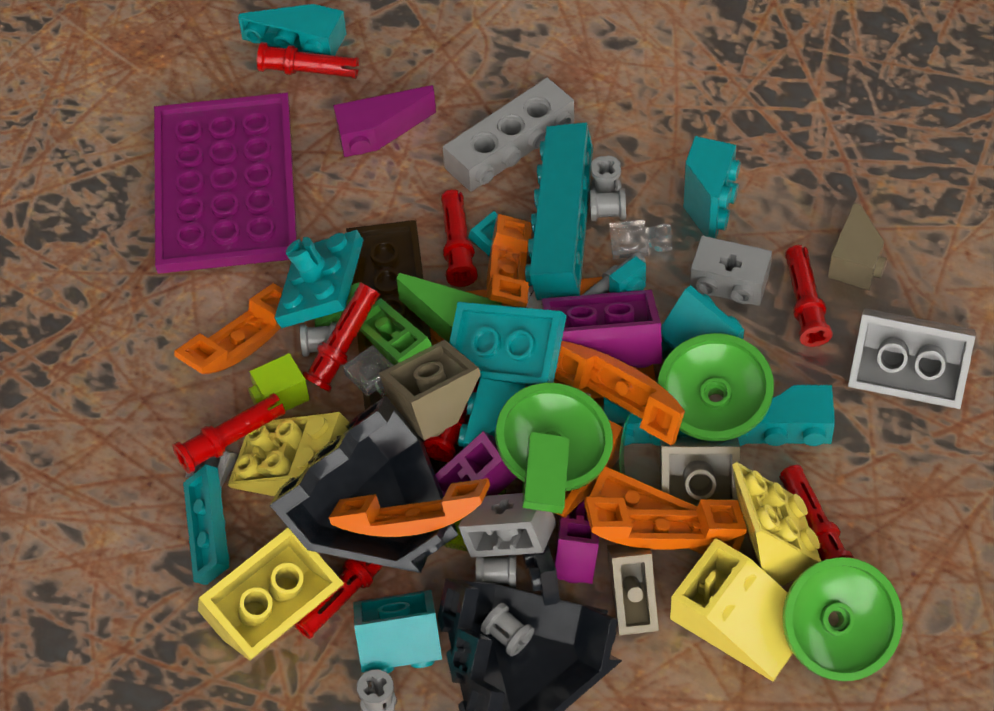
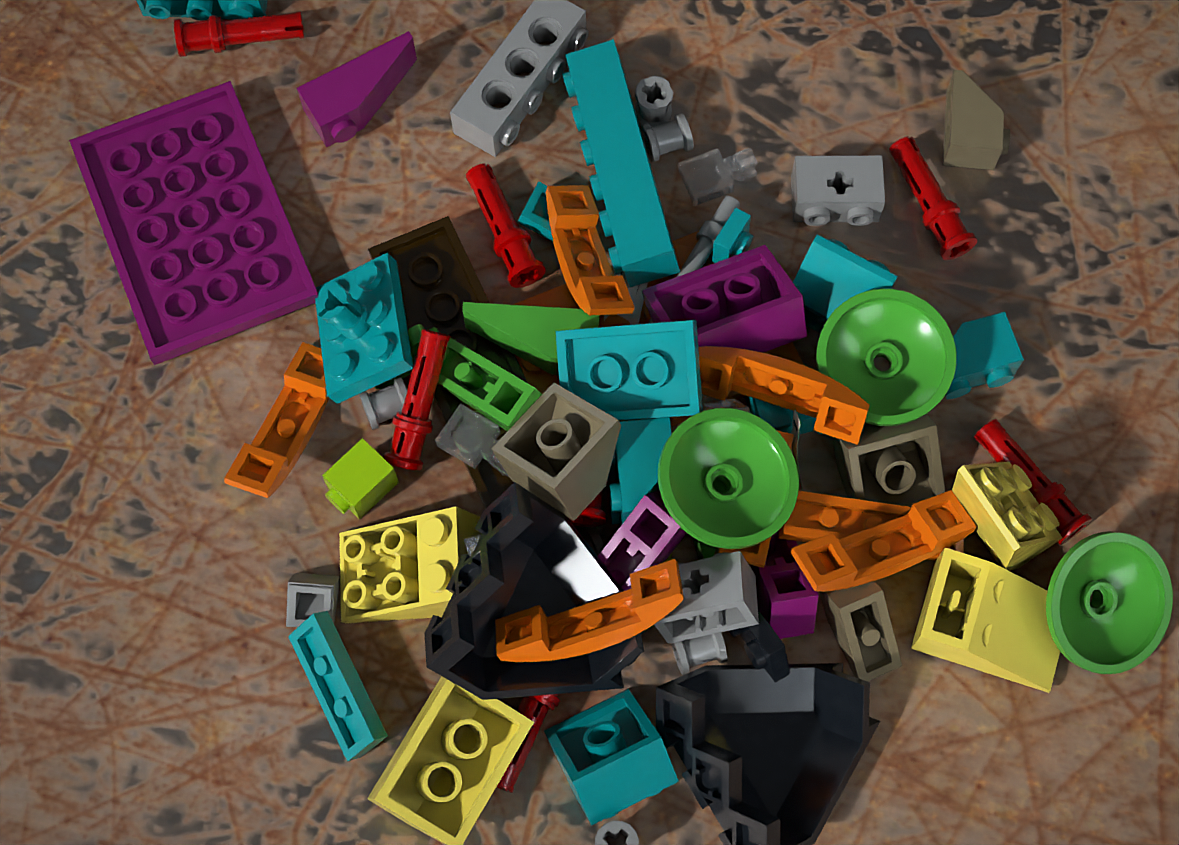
camera: 20 degrees left, 15 degrees up
(214, 440) = (313, 580): red pin -> none
(507, 629) = (739, 721): light grey bush -> none
(546, 472) = (739, 531): bright green tile -> none
(710, 184) = (783, 87): teal slope -> none
(912, 358) = (1075, 247): light grey slope -> none

